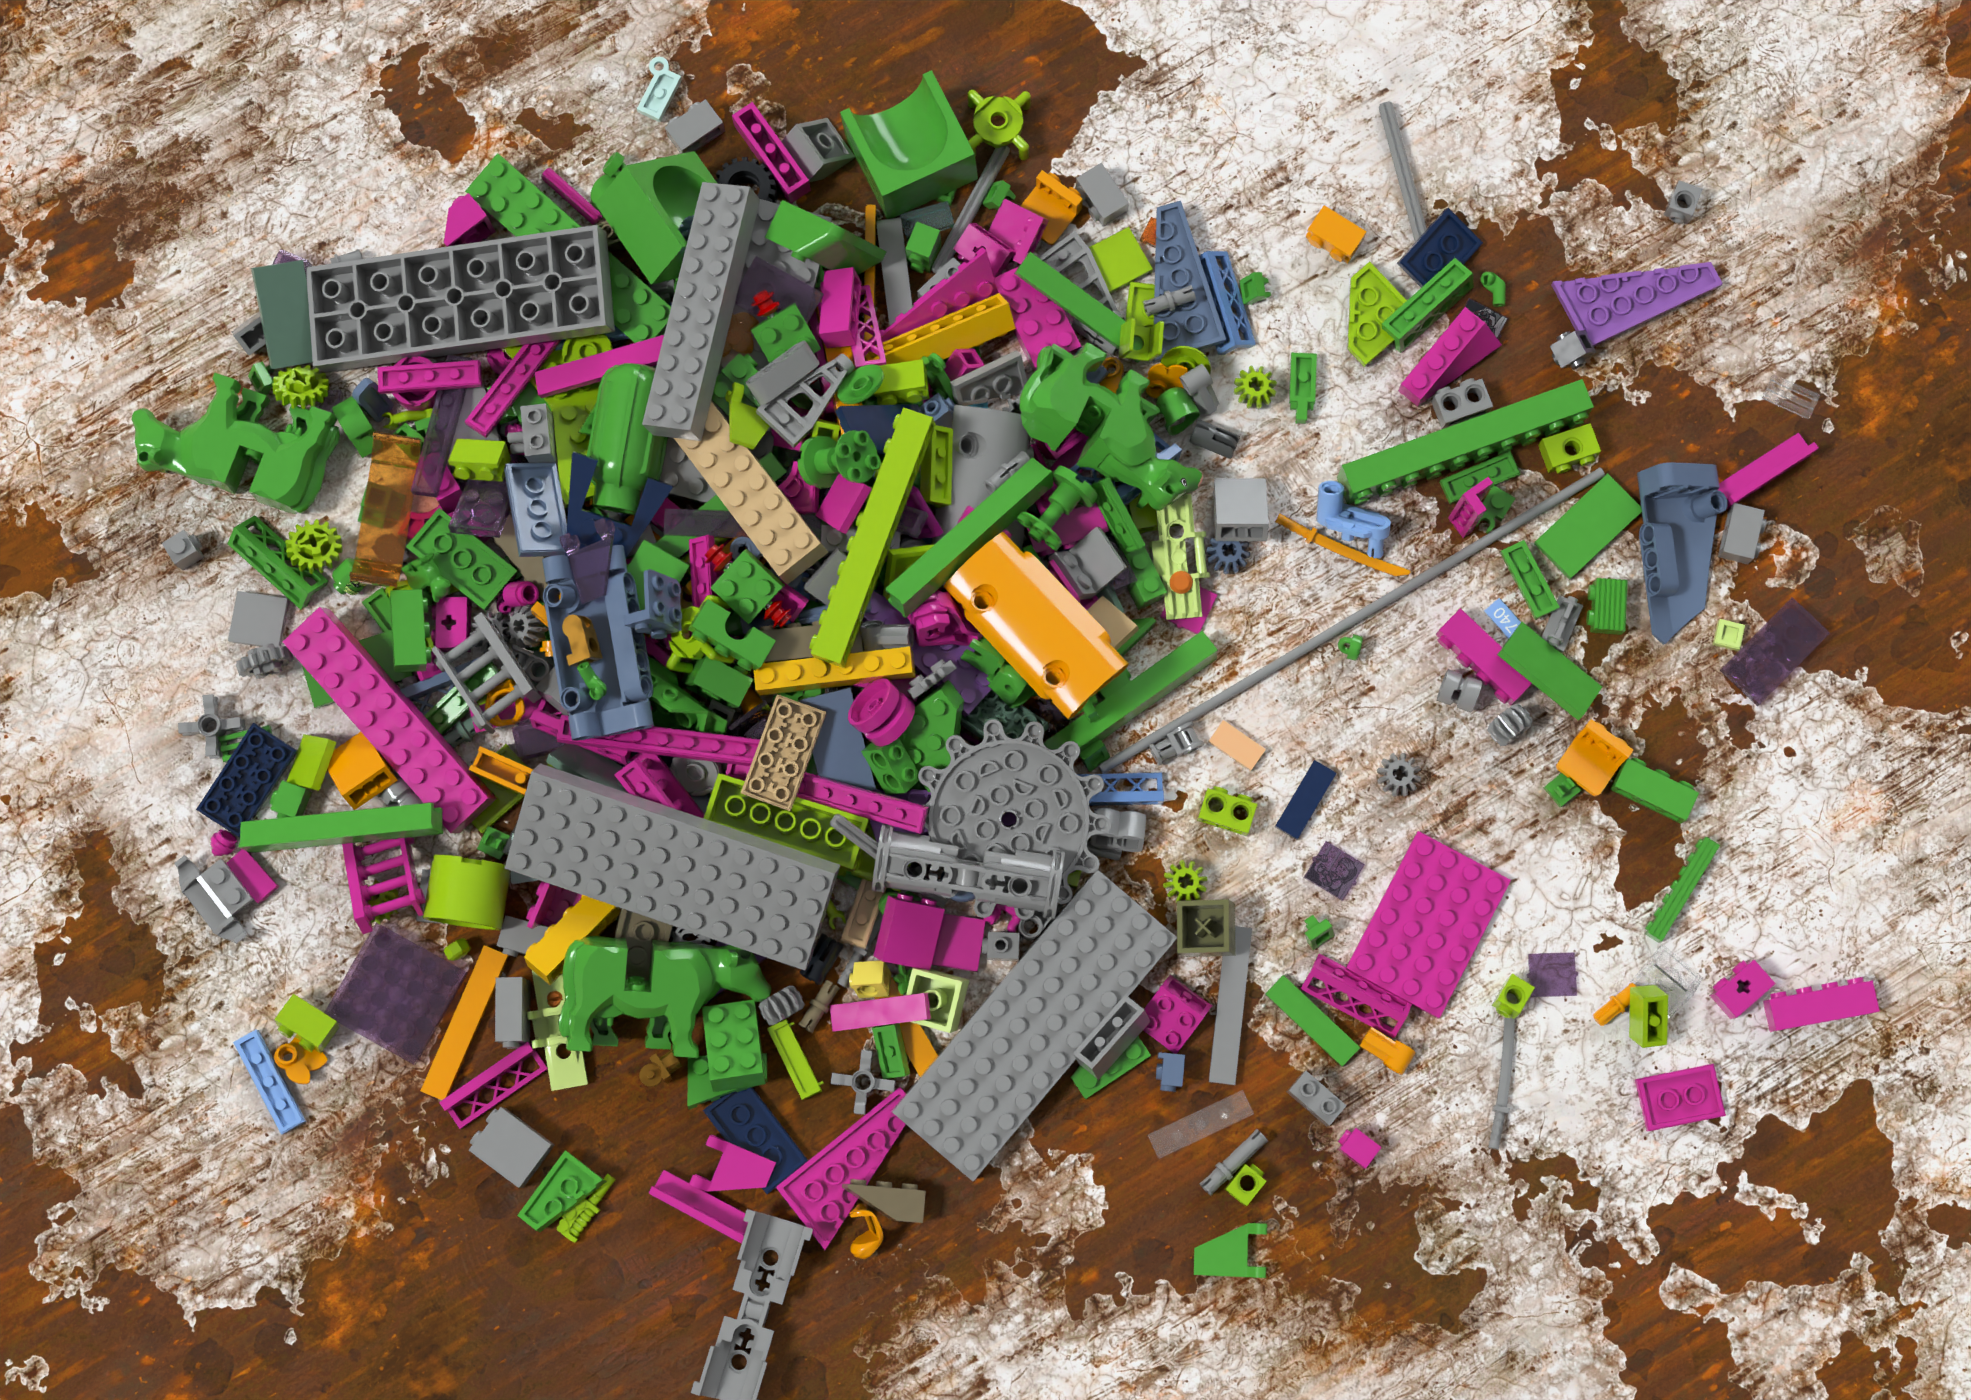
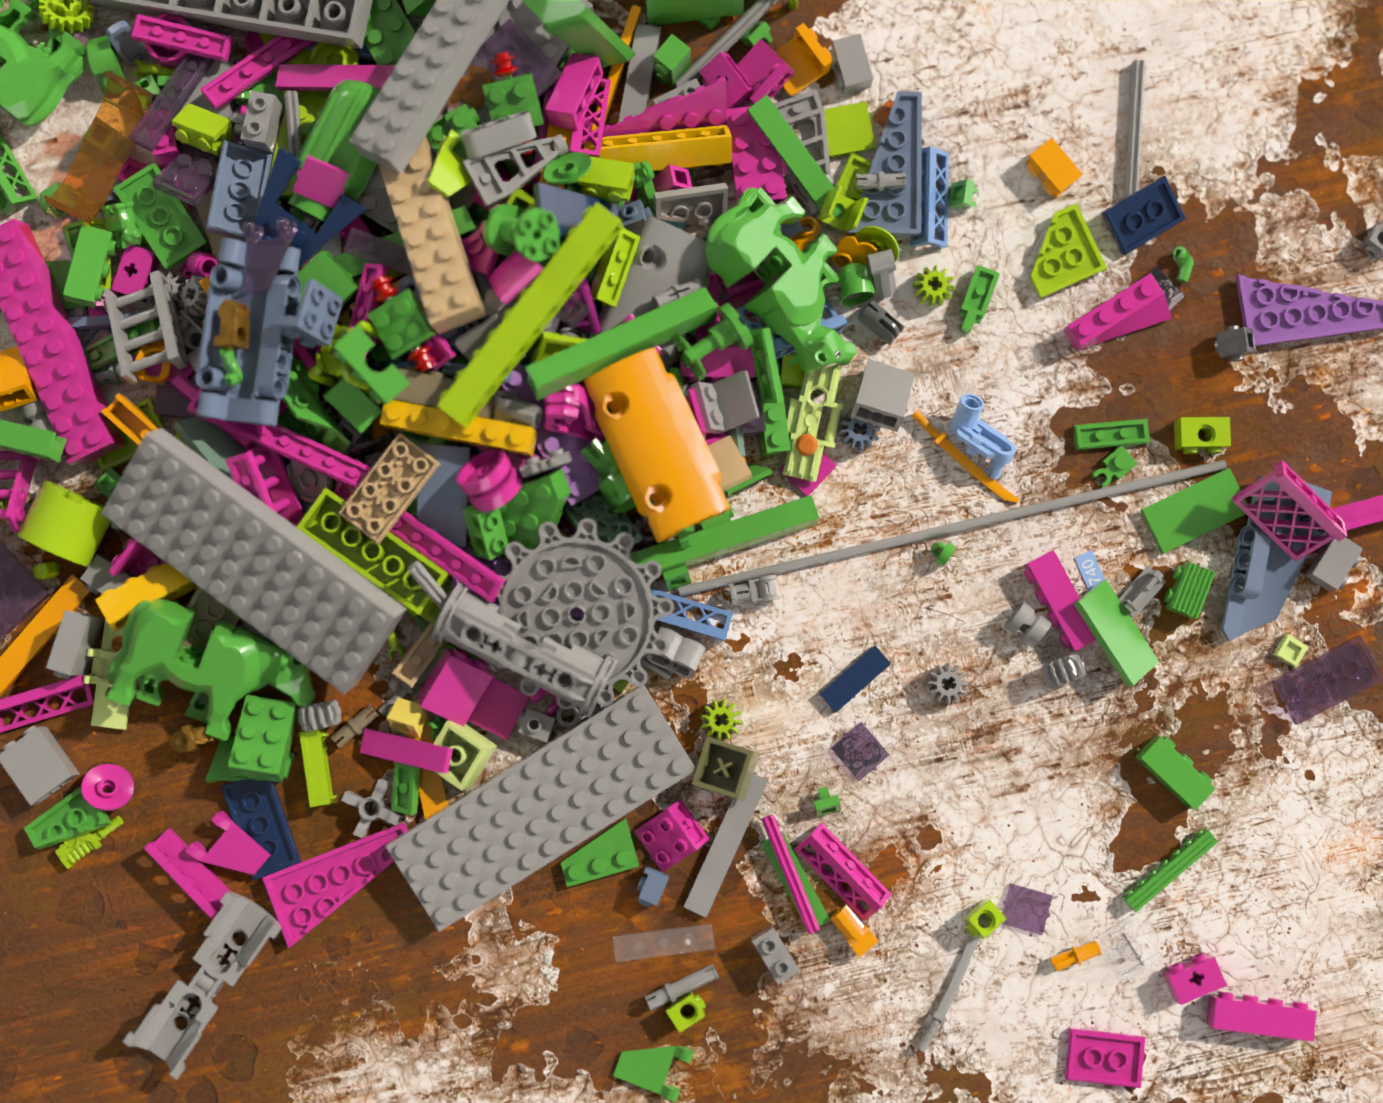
camera: 10 degrees right, 5 degrees up
(311, 557) = (37, 165): lime gear -> none
(567, 424) = (293, 122): none -> light grey axle
(592, 1138) = (107, 777): none -> dark pink dish
(622, 473) = (320, 181): none -> dark pink piece
(823, 959) = (371, 684): black arm -> none
(869, 1241) = (331, 952): light orange piece -> none
(893, 1203) = (365, 927): dark tan slope -> none
(935, 216) = (694, 36): clear light blue tile -> none
(1111, 1037) = (607, 841): light grey brick -> none
(1225, 818) = (777, 672): lime brick -> none
(1237, 745) = (809, 609): light nougat tile -> none
(1305, 1013) = (790, 874): none -> dark pink axle
(1358, 1147) = (798, 1010): dark pink brick -> none
(1428, 304) = (1117, 259): bright green fence -> none
(1428, 924) = (928, 827): dark pink plate -> none
(1464, 407) = (1118, 366): light grey brick -> none
(1465, 442) = (1109, 398): bright green brick -> none
(1470, 508) = (1093, 462): dark pink fence -> none
(1529, 580) = (1125, 543): bright green plate -> none
(1562, 789) = (1091, 743): bright green tile -> none
(1593, 757) = (1129, 725): light orange bracket -> none
(1648, 1016) = (1101, 978): lime brick -> none
(1688, 477) = (1309, 504): none -> dark pink fence

